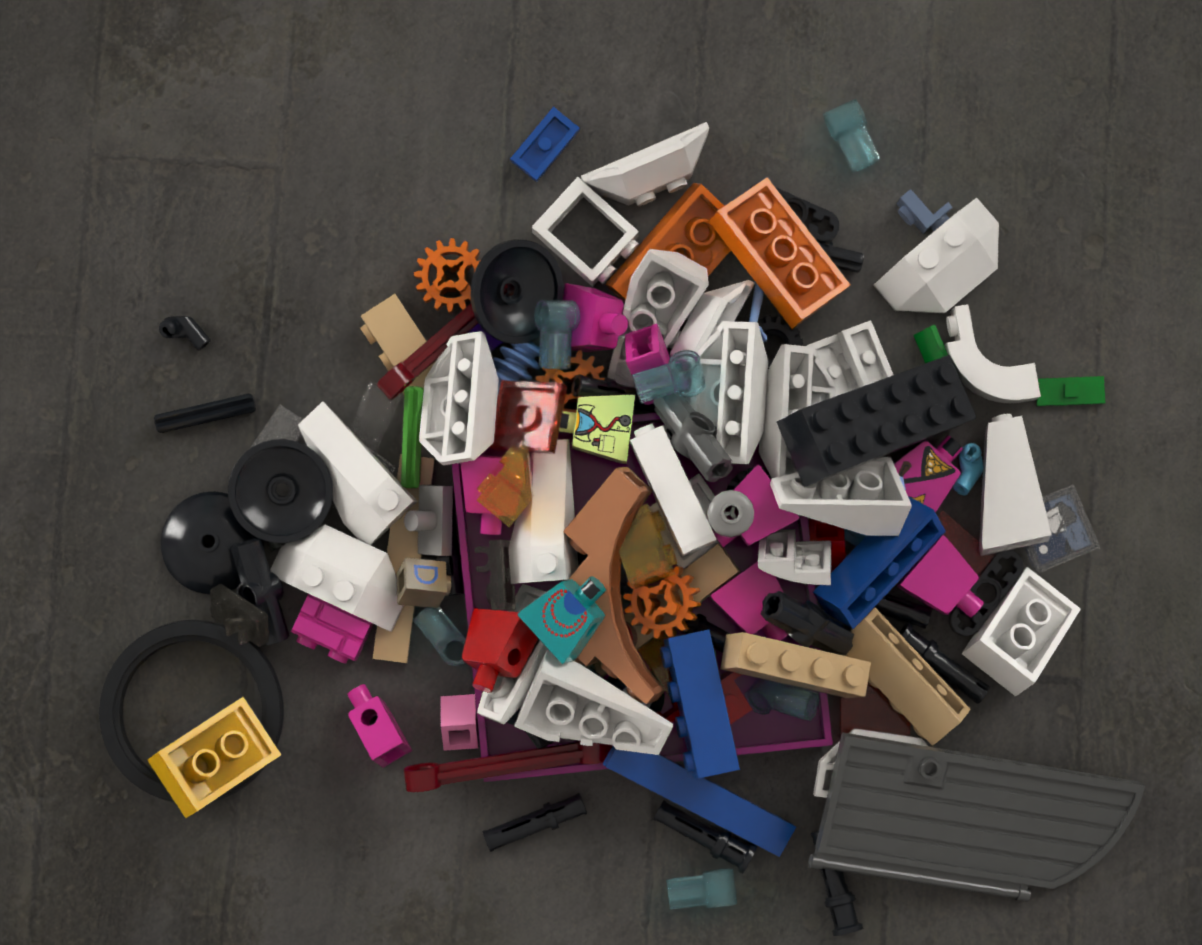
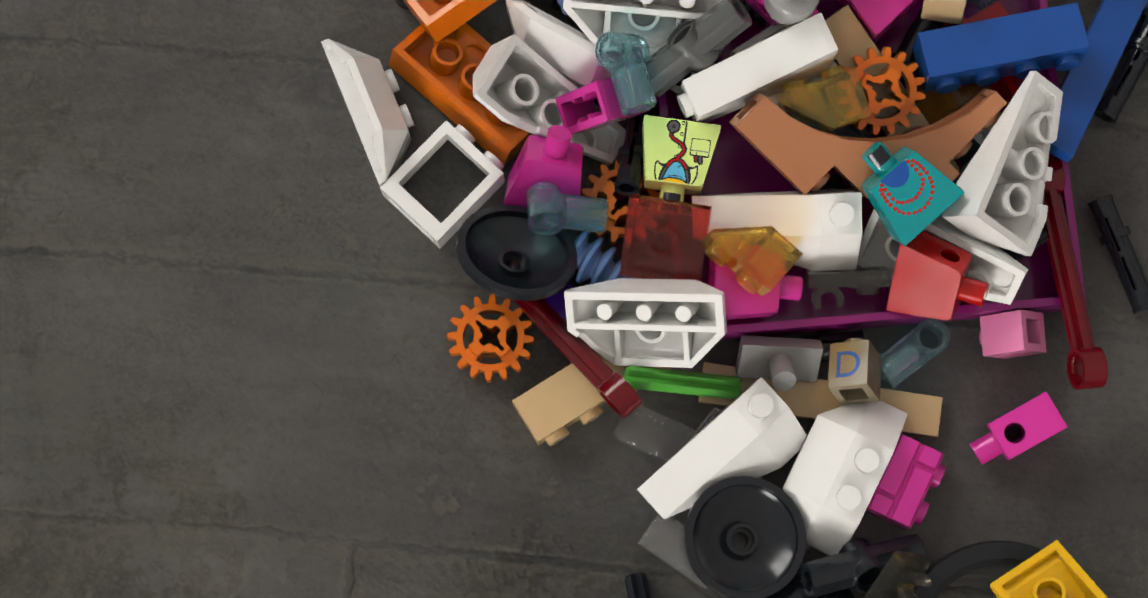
camera: 85 degrees left, 5 degrees down
(545, 144) = (338, 229): blue plate -> none

